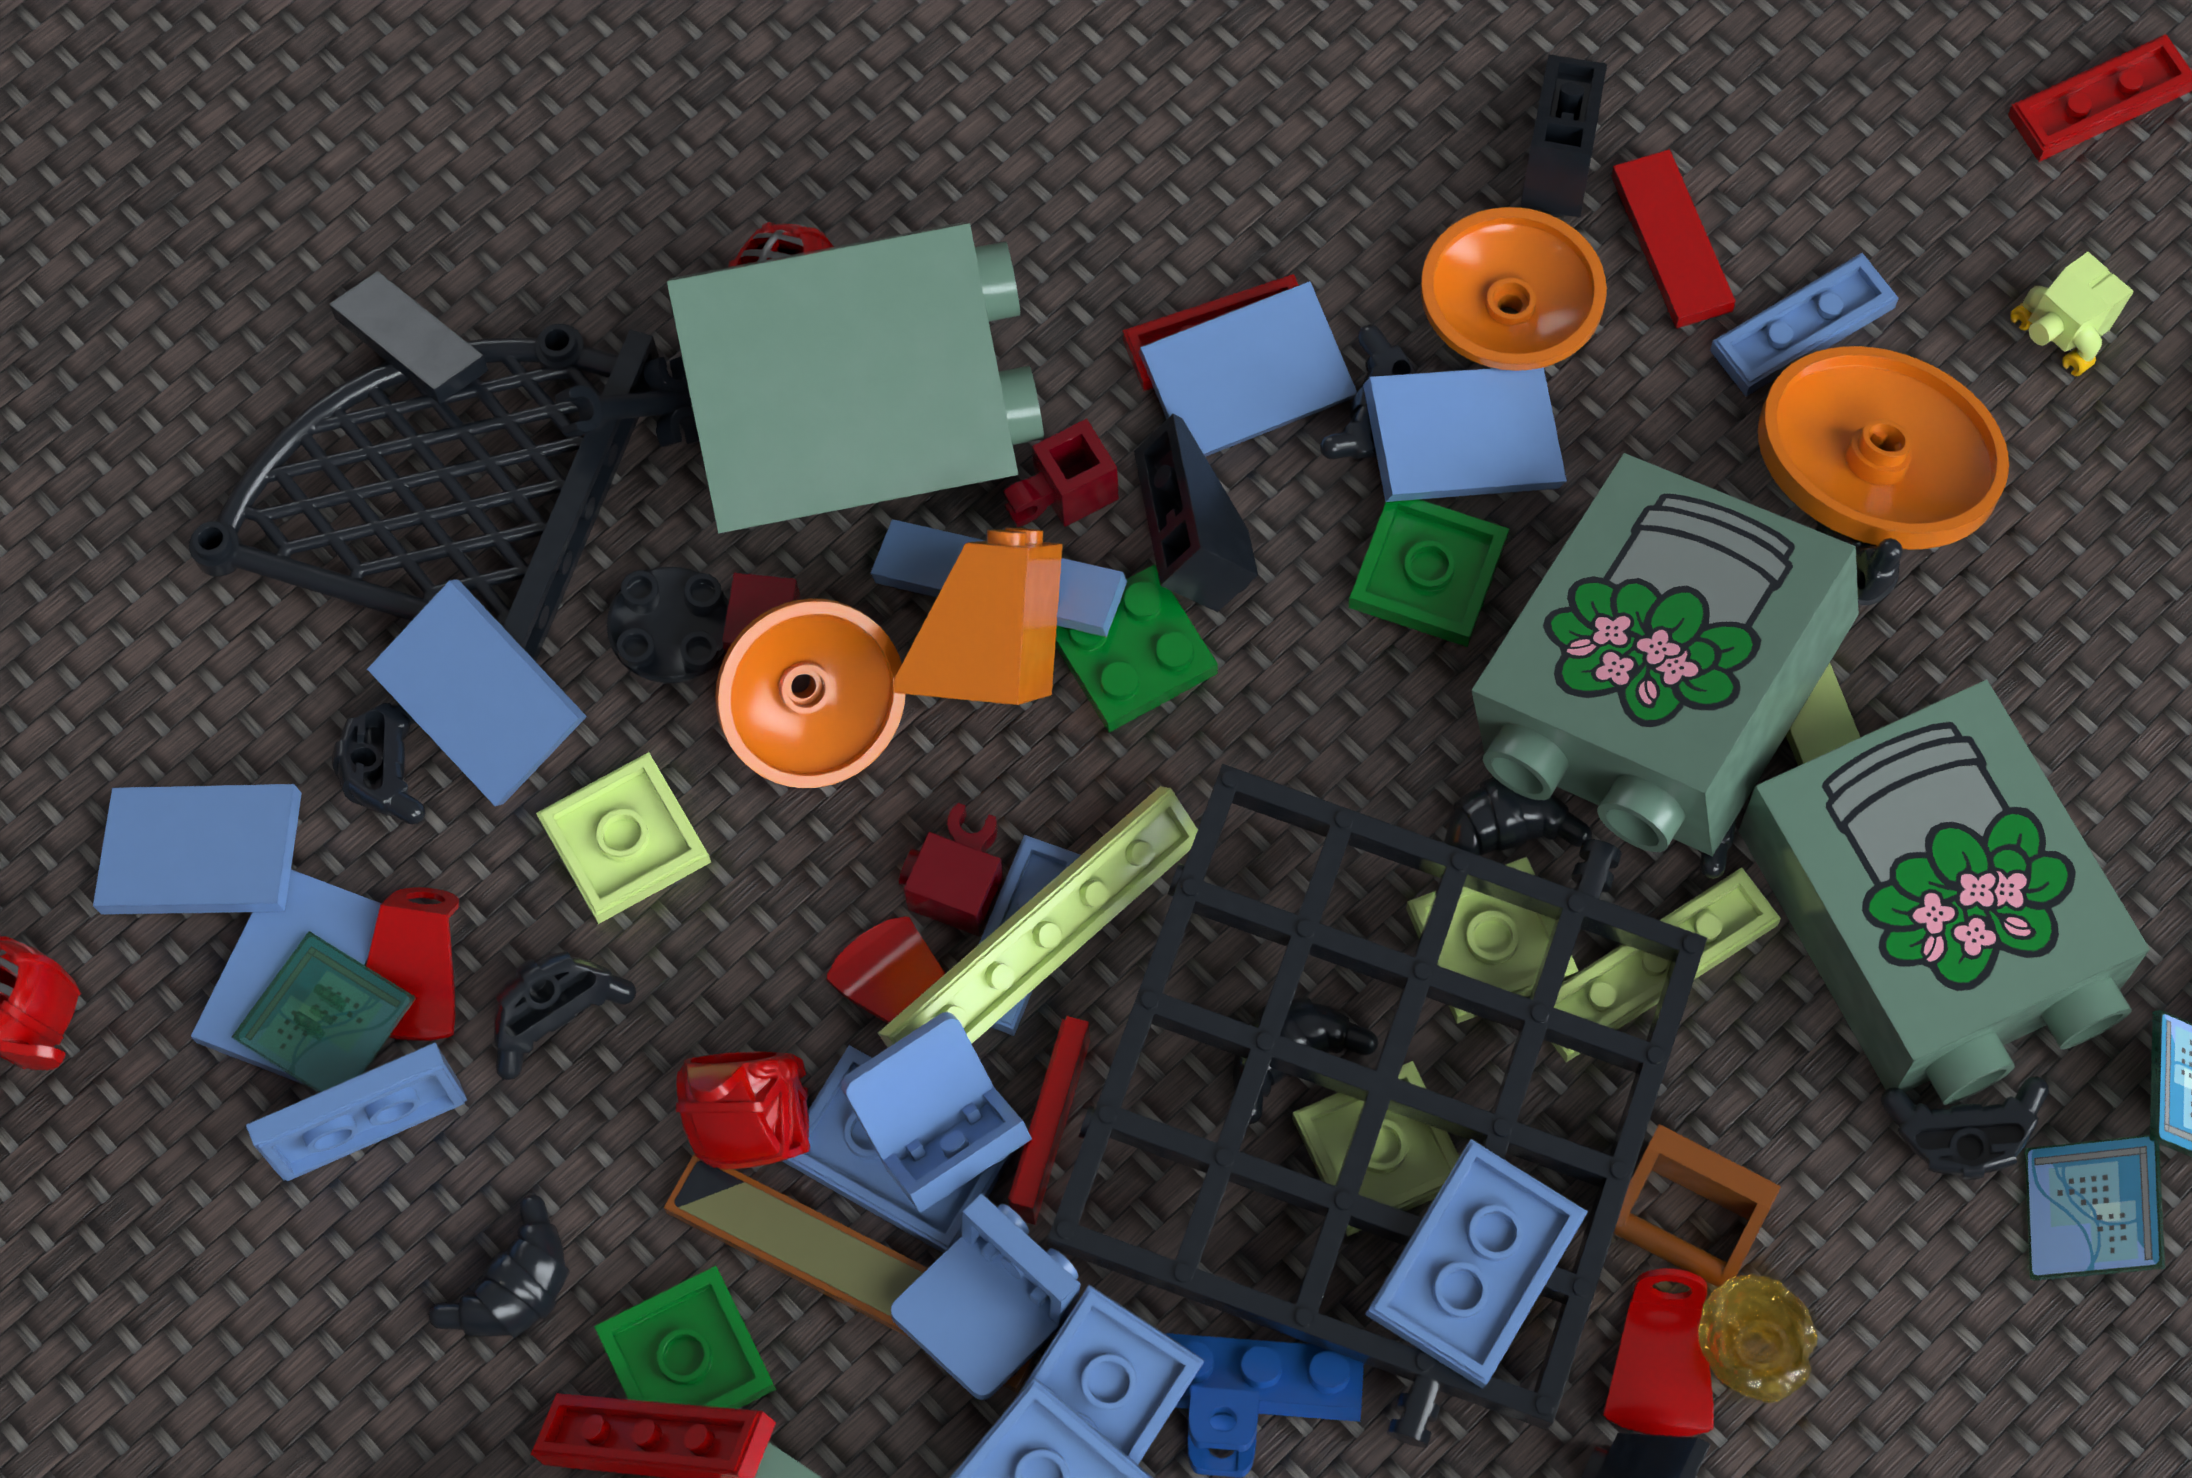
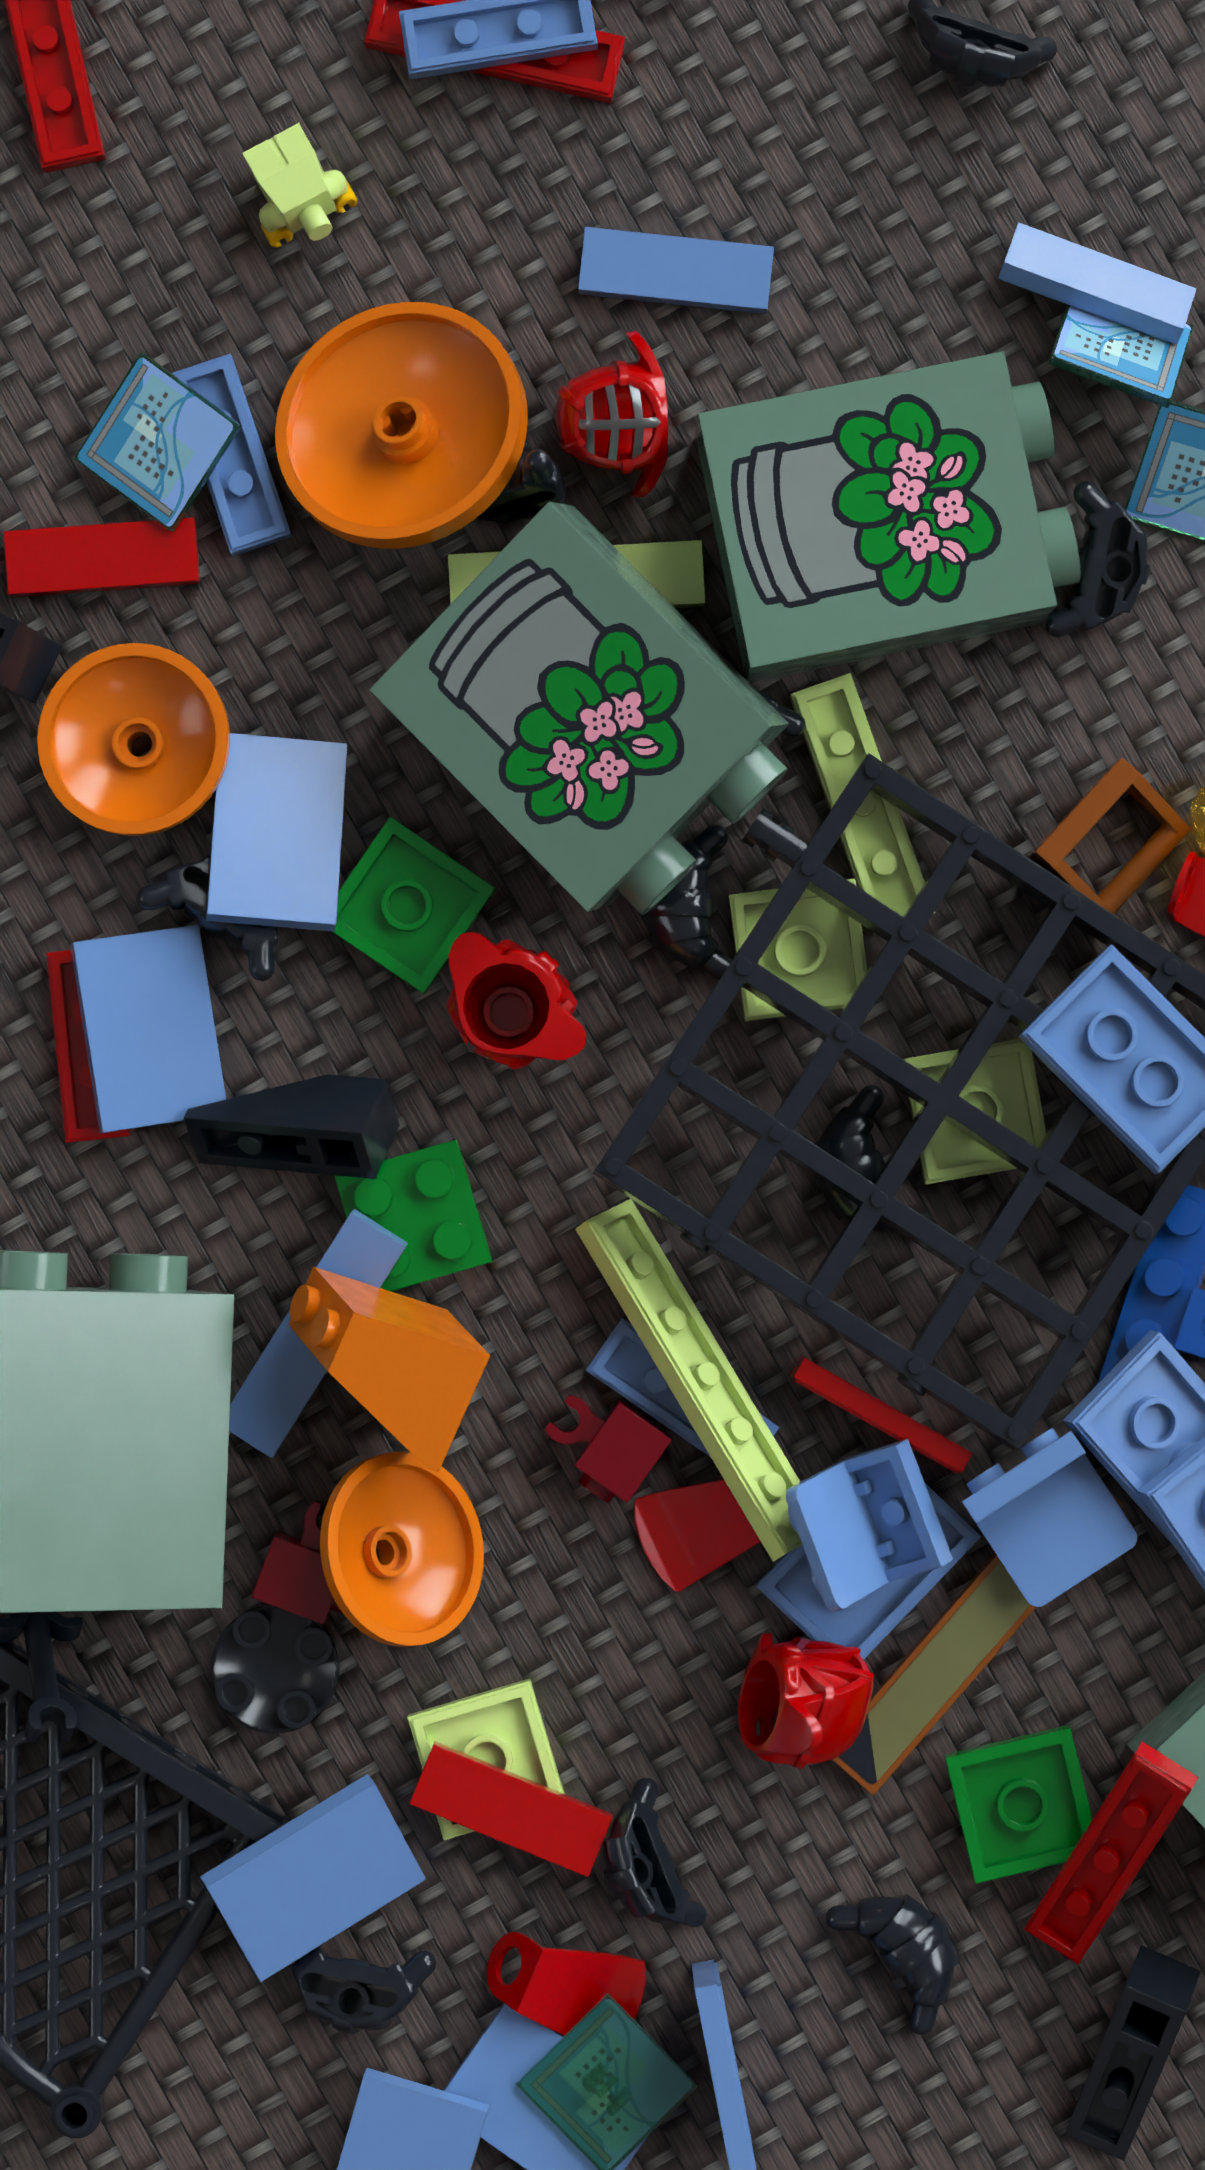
camera: 85 degrees left, 20 degrees up
(579, 861) = (511, 1809): none -> red tile
(1069, 474) = (224, 1236): dark red brick -> none
(1364, 665) = (511, 1002): none -> red piece
(1795, 250) = (157, 442): none -> piece
(1958, 634) = (618, 417): none -> red piece
(2117, 667) = (676, 270): none -> medium blue tile

